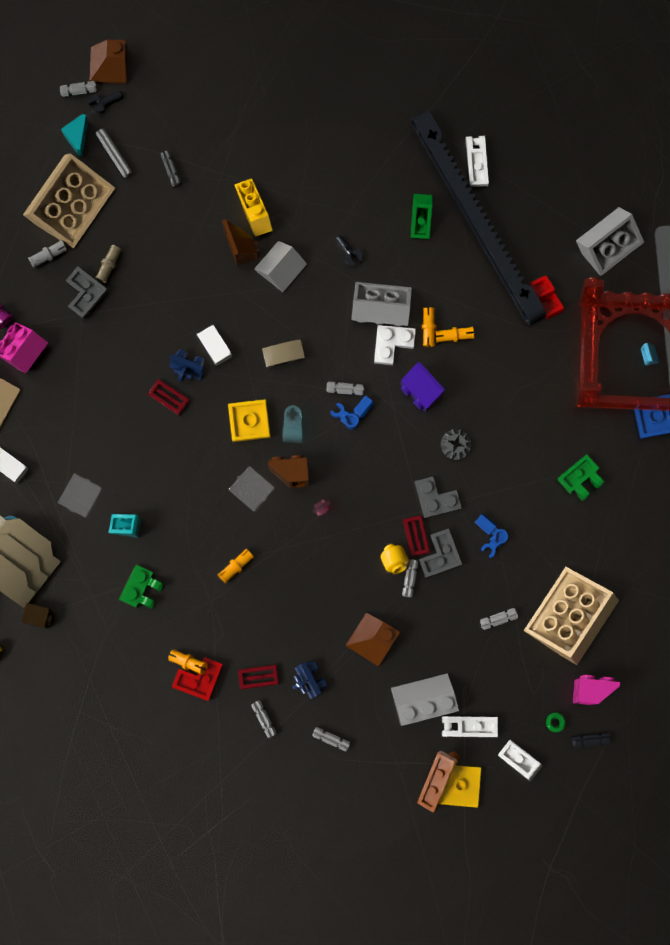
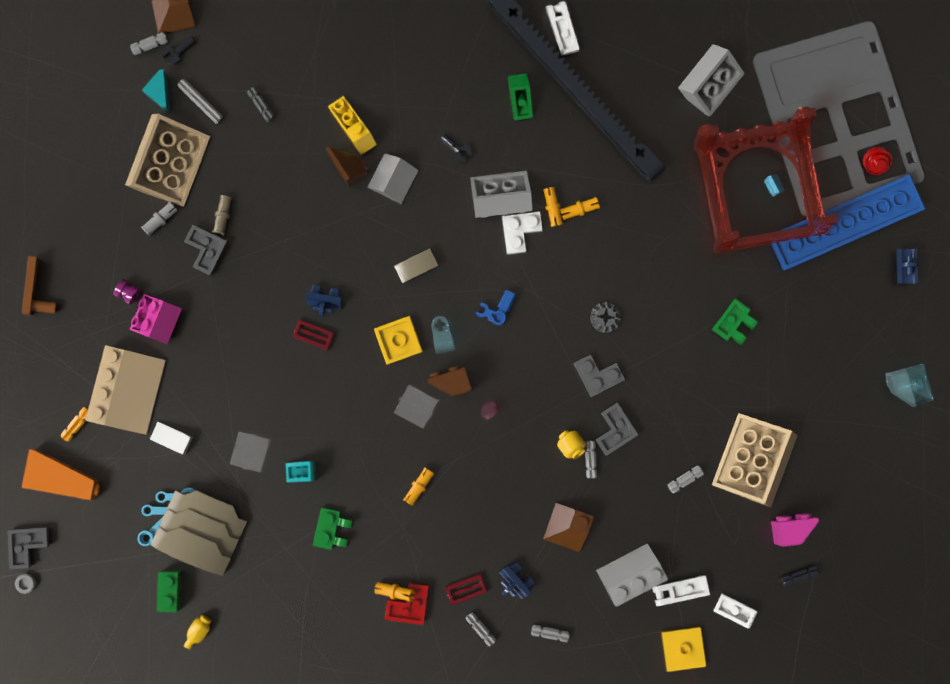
camera: 15 degrees left, 5 degrees up
(37, 616) = (237, 580): dark brown brick -> none
(214, 345) = (346, 272): white slope -> none
(345, 388) = (484, 286): light grey axle -> none
(408, 535) = (580, 402): dark red tile -> none
(422, 387) = (560, 270): dark purple slope -> none
(438, 780) = (662, 649): dark orange piece -> none
(499, 535) = (668, 398): blue bar -> none
(547, 296) = (663, 151): red slope -> none
(562, 722) = (768, 567): green plate -> none

